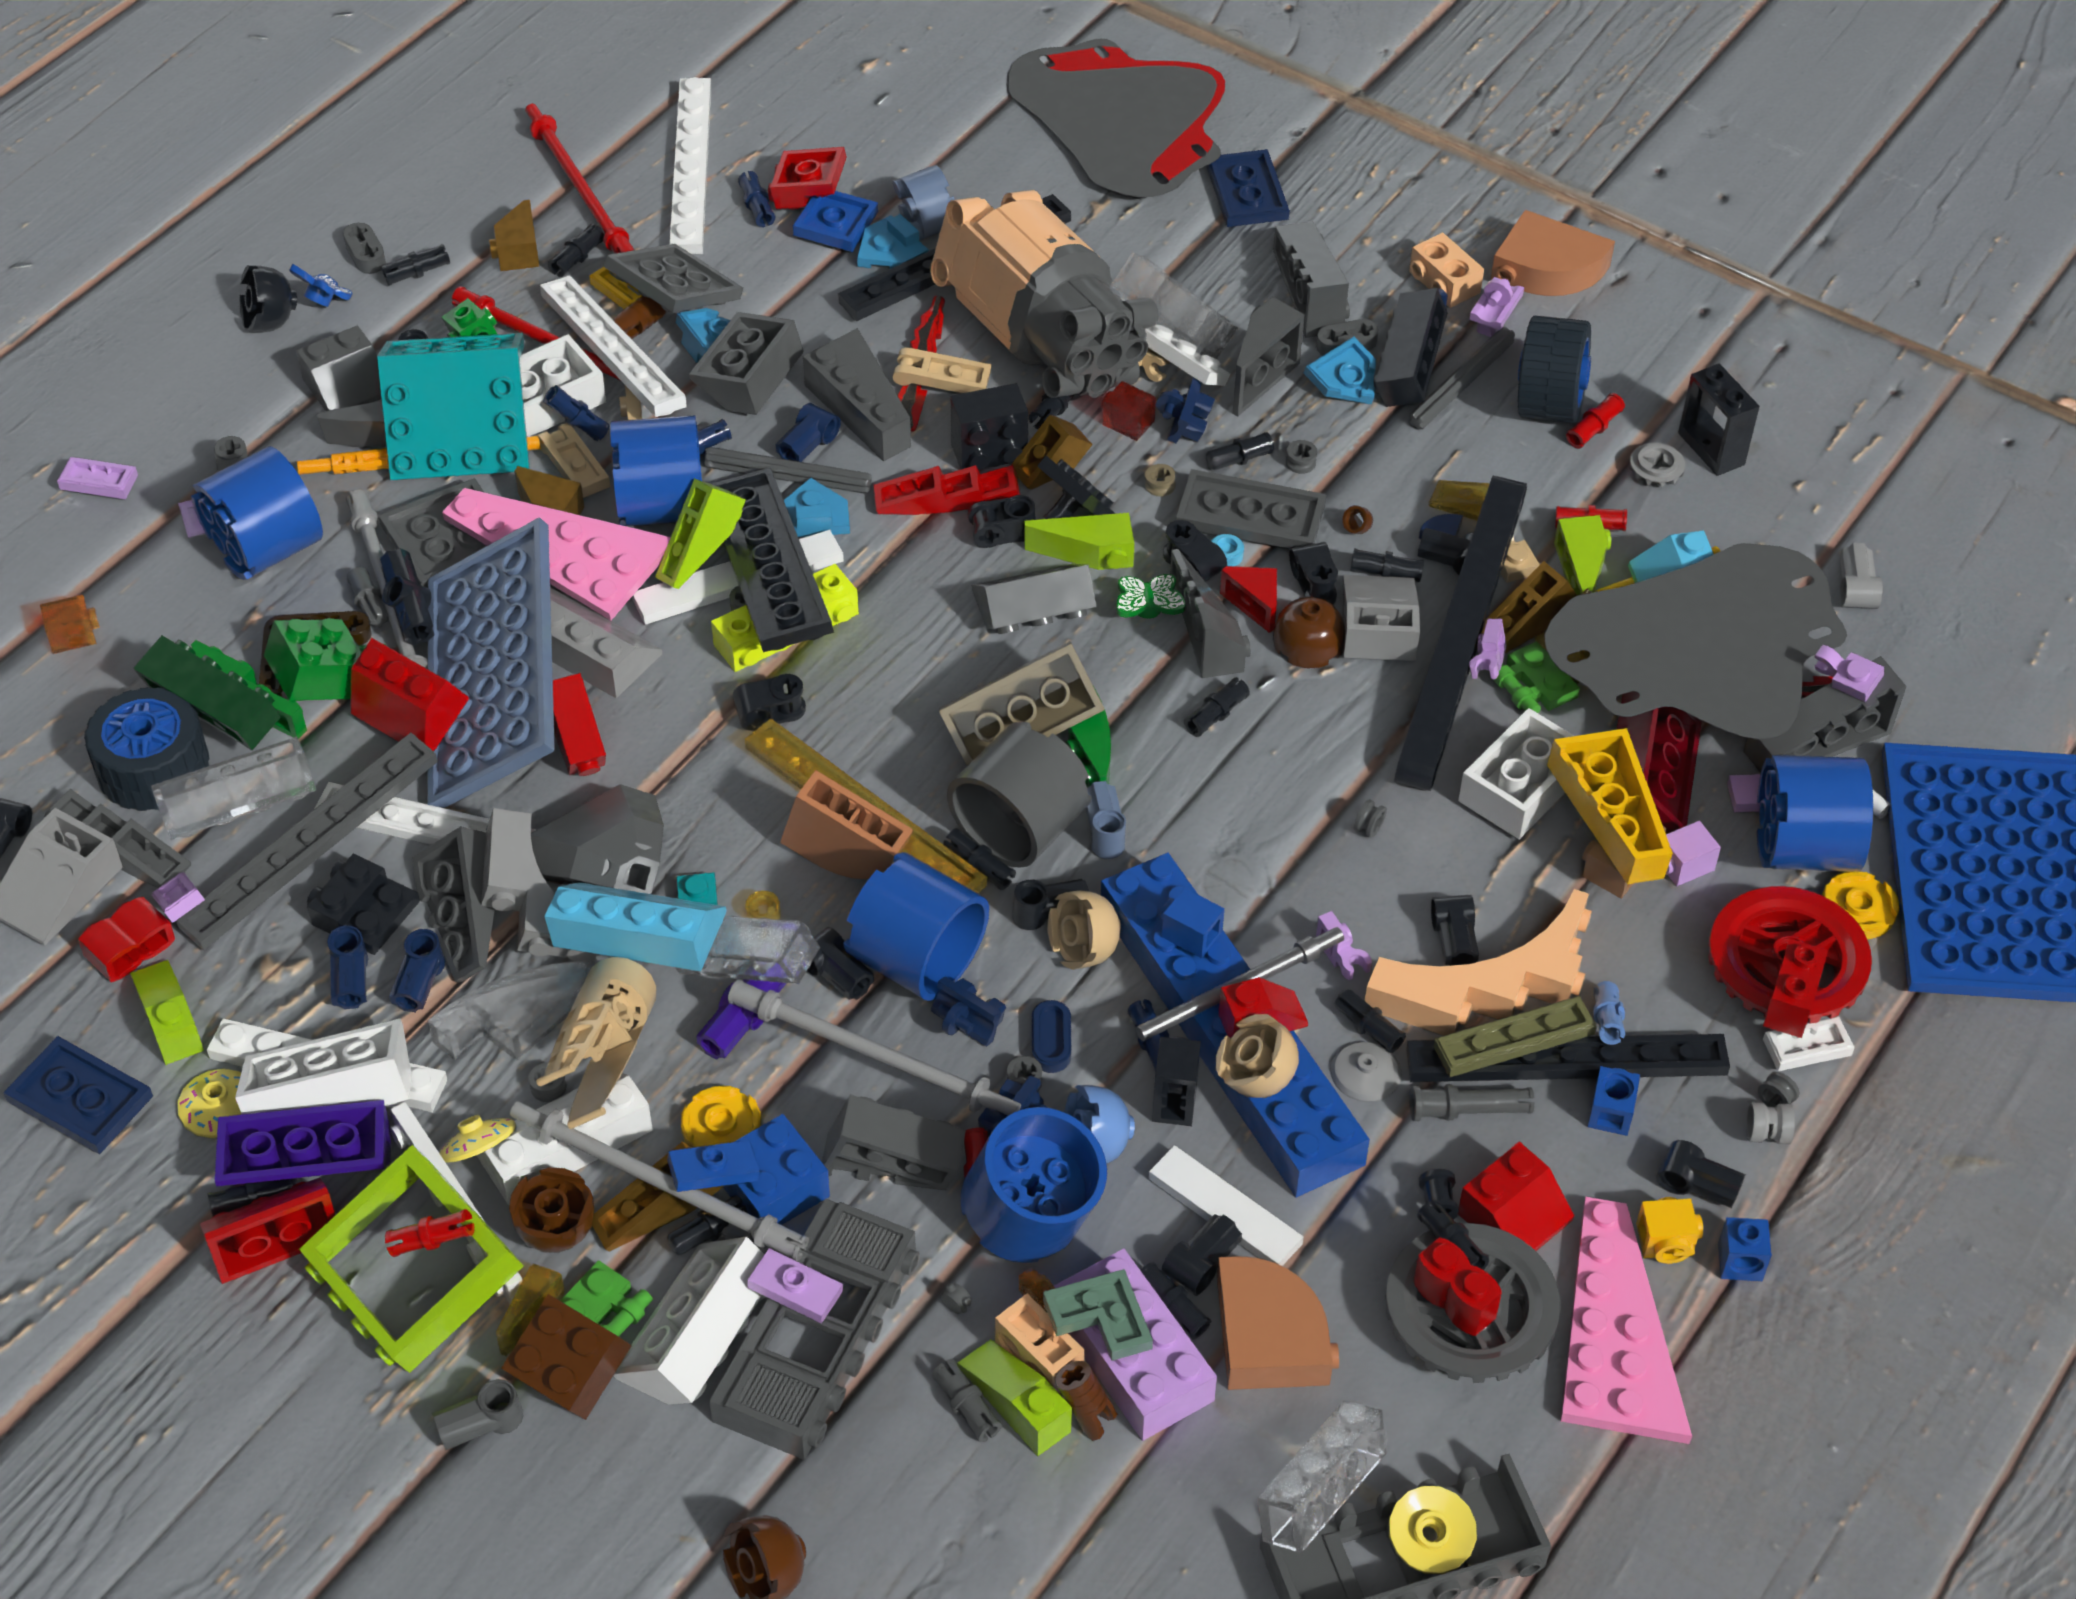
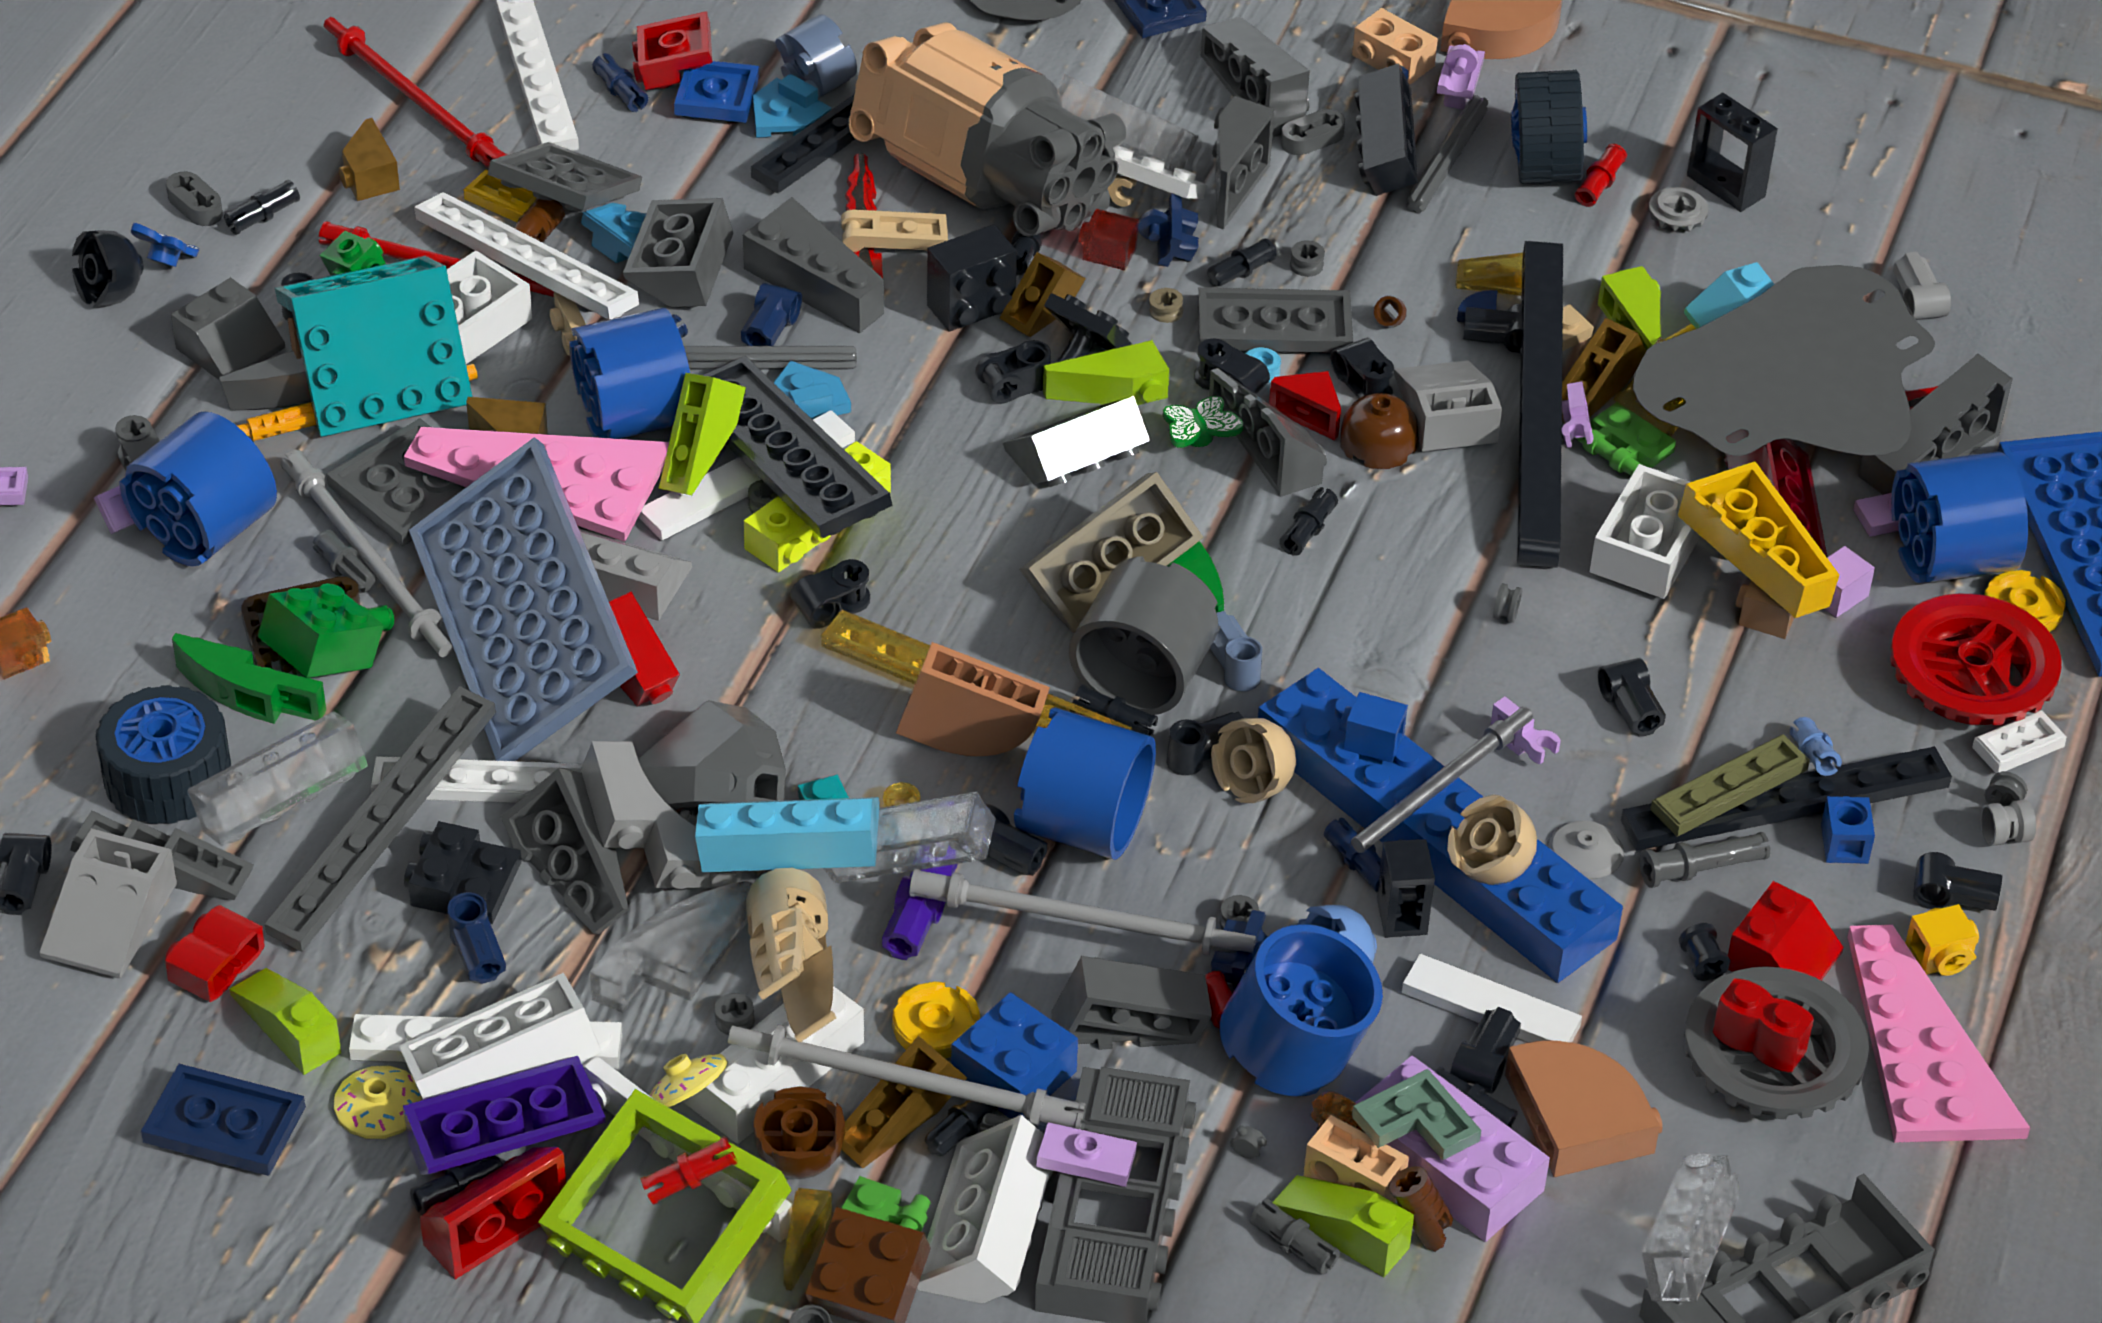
camera: 15 degrees left, 5 degrees down
(177, 896) = (261, 898): lavender plate -> none
(216, 696) = (238, 684): dark green brick -> none
(402, 696) = (433, 650): red slope -> none
(407, 596) = (395, 550): black piece -> none
(417, 970) = (553, 927): dark blue piece -> none
(574, 459) = (520, 380): tan plate -> none
(575, 250) = (437, 165): black pin -> none
(576, 413) = (511, 332): dark blue pin -> none
(713, 1166) = (963, 1051): blue plate -> none
(938, 493) = (933, 355): red slope -> none
(967, 1012) = (1158, 862): dark blue hips -> none
(1051, 1035) = (1252, 871): dark blue tile -> none
(1259, 997) = (1461, 788): red slope -> none
(1345, 372) = (1325, 166): dark azure plate -> none
(1370, 1020) = (1575, 798): black axle -> none
(1386, 564) = (1435, 351): black pin -> none
(1444, 1226) = (1724, 971): black pin -> none
(1444, 1513) = (1821, 1246): light yellow dish -> none
(1445, 995) = (1646, 759): light nougat arch -> none
(1611, 518) = (1655, 267): red pin -> none
(1744, 1249) = (2023, 944): blue brick -> none
(1795, 988) = (1998, 685): red brick -> none
(1852, 676) = (1955, 377): lavender plate -> none

